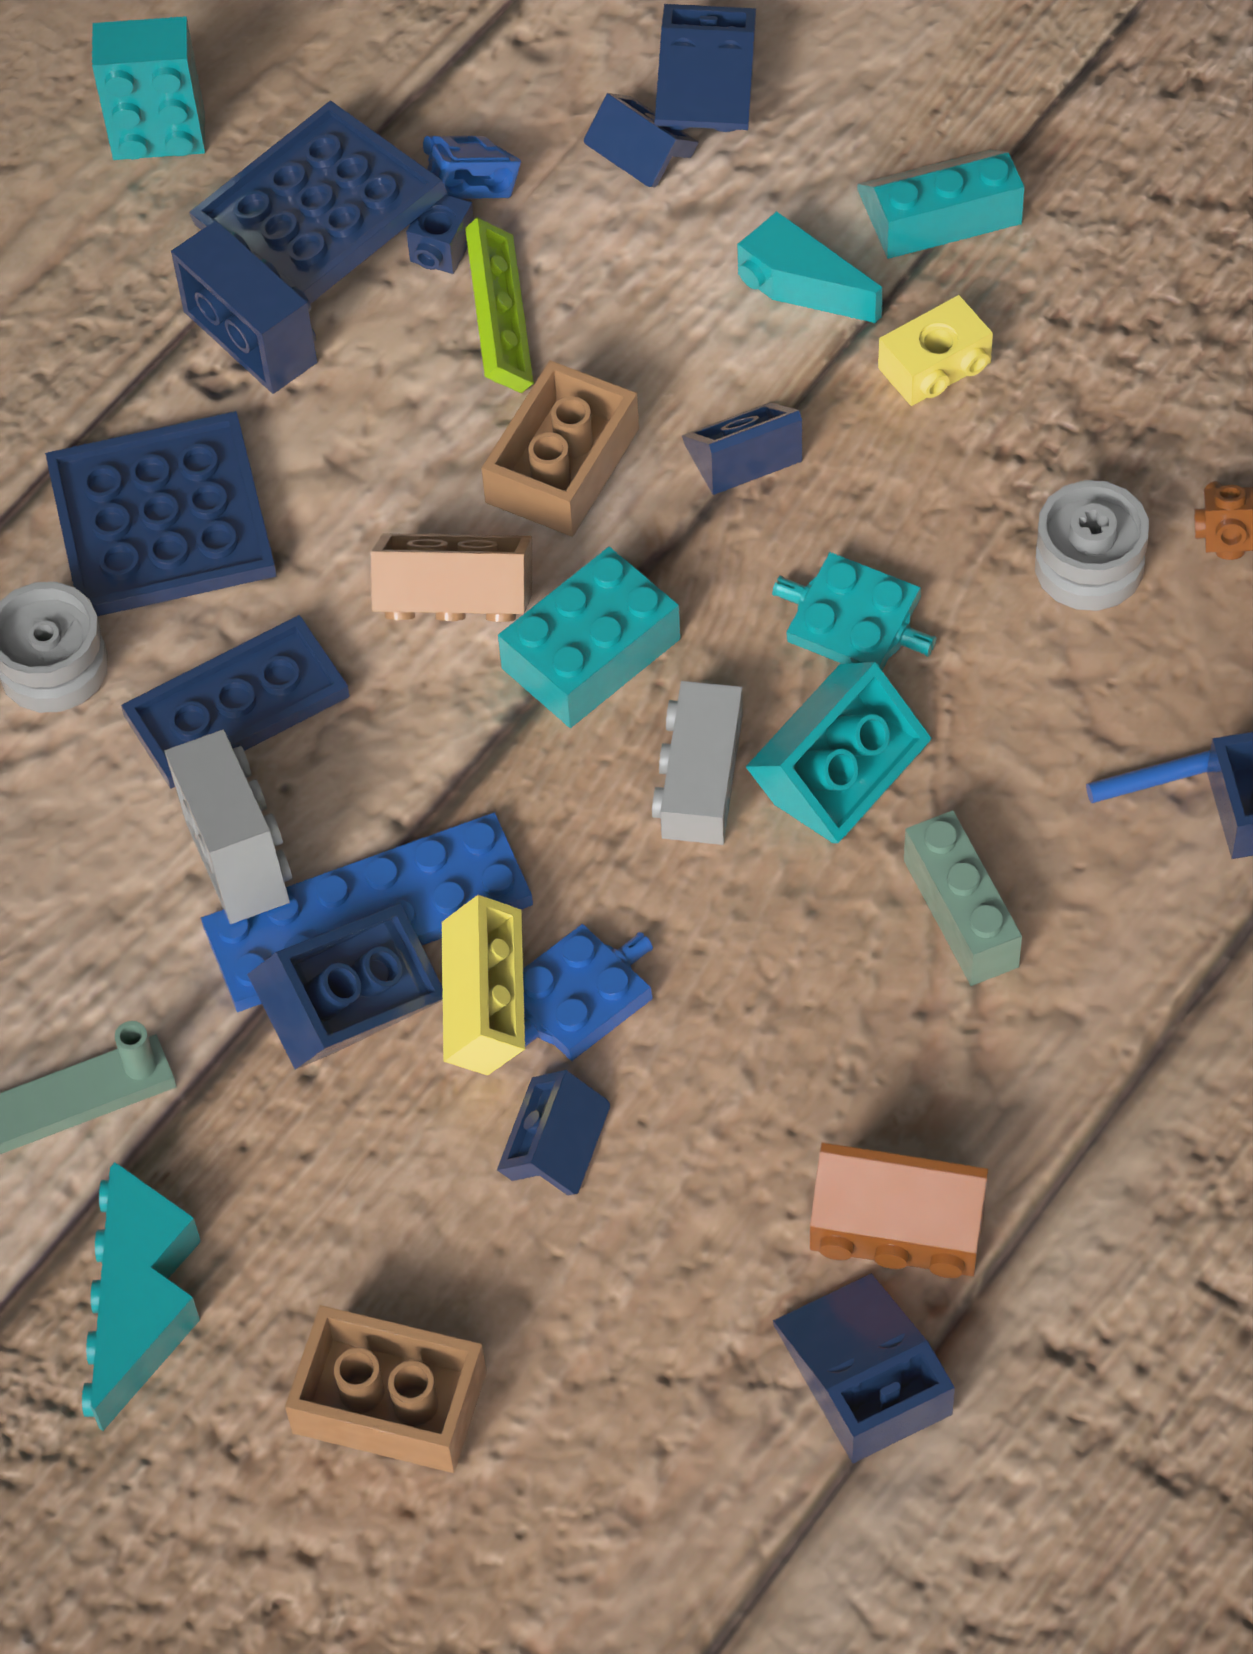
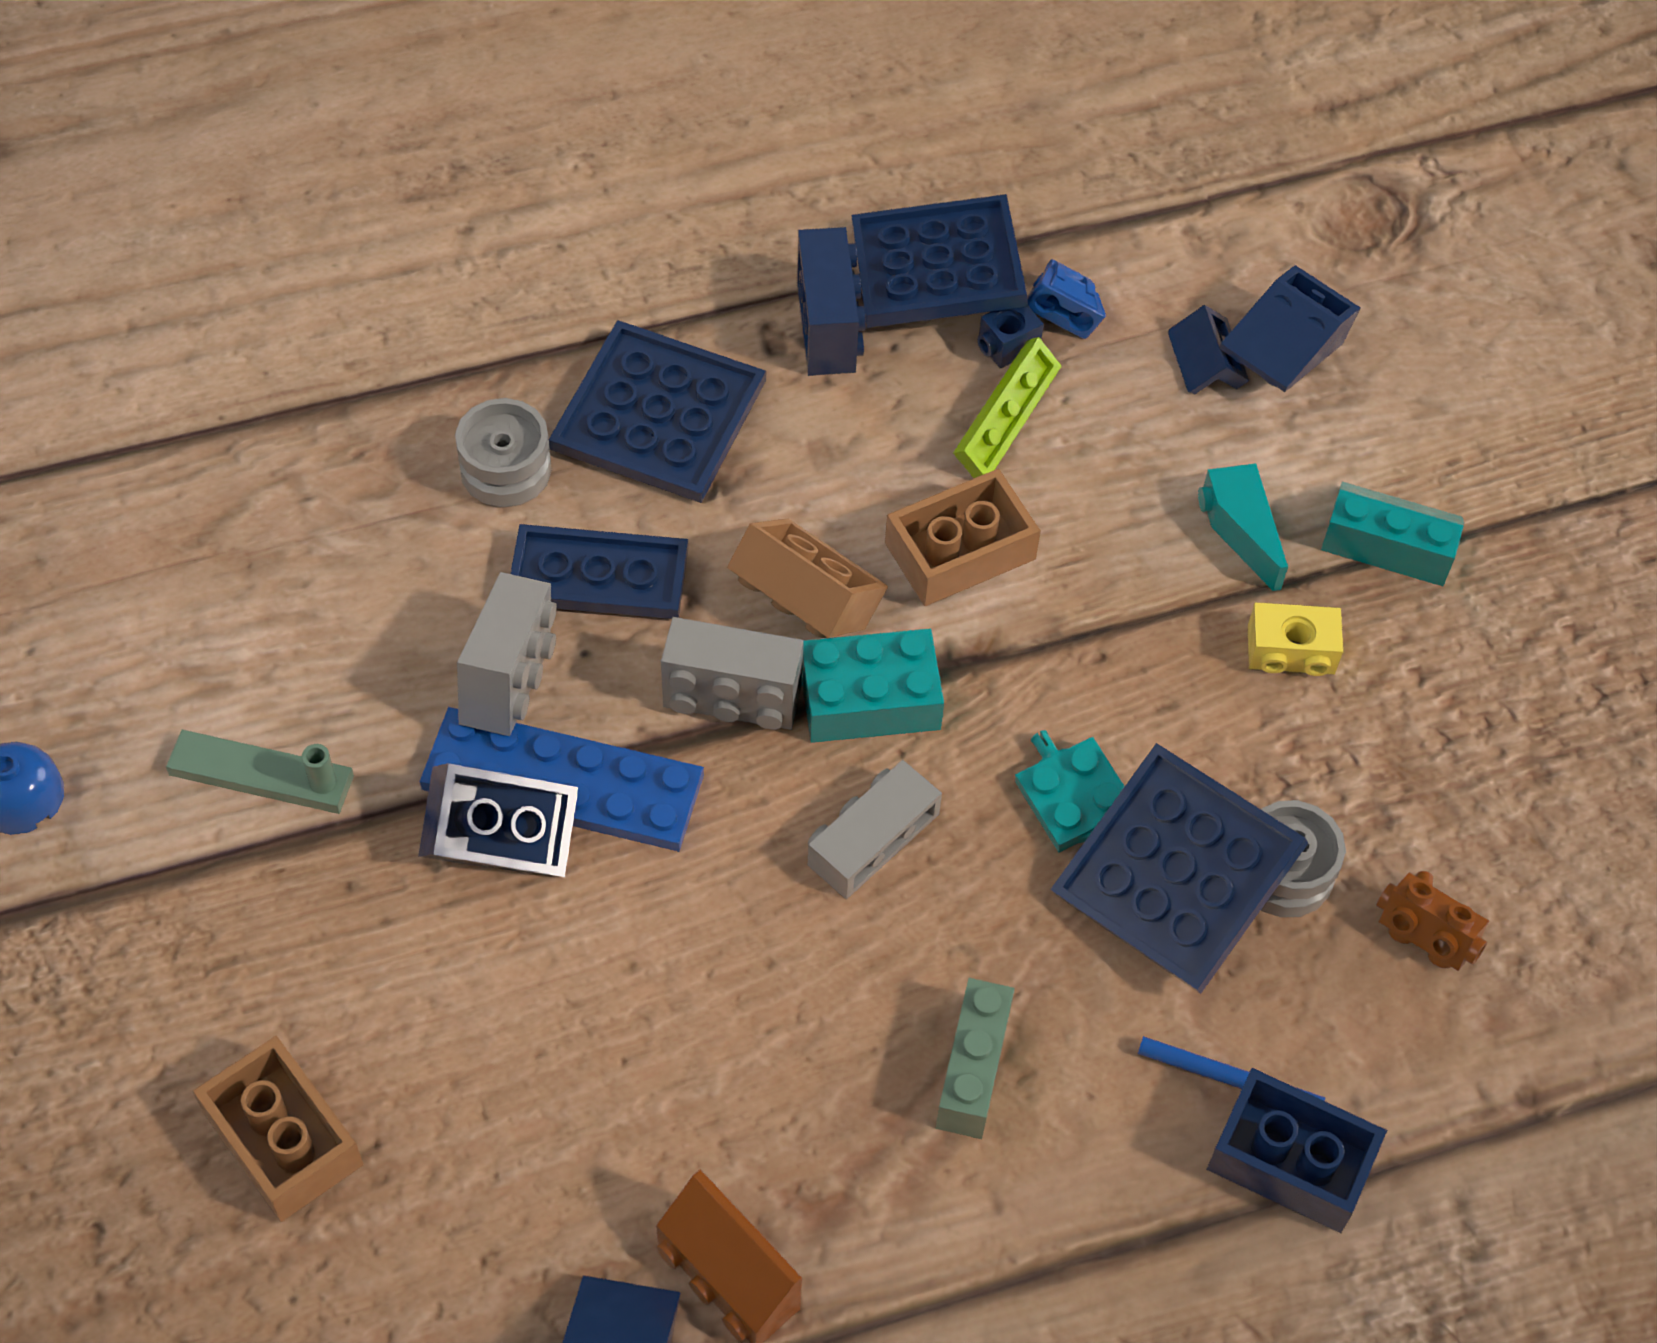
camera: 30 degrees right, 0 degrees up
(136, 1304) = (173, 951): teal slope -> none
(148, 88) = (884, 110): teal brick -> none
(457, 706) = (732, 673): none -> light grey brick
(482, 985) = (585, 885): light yellow brick -> none
(555, 1132) = (552, 1027): dark blue panel -> none
(582, 990) = (652, 935): blue plate -> none
(746, 446) = (1099, 620): dark blue slope -> none
(840, 750) = (979, 888): teal slope -> none
(1007, 611) = (1179, 867): none -> dark blue plate

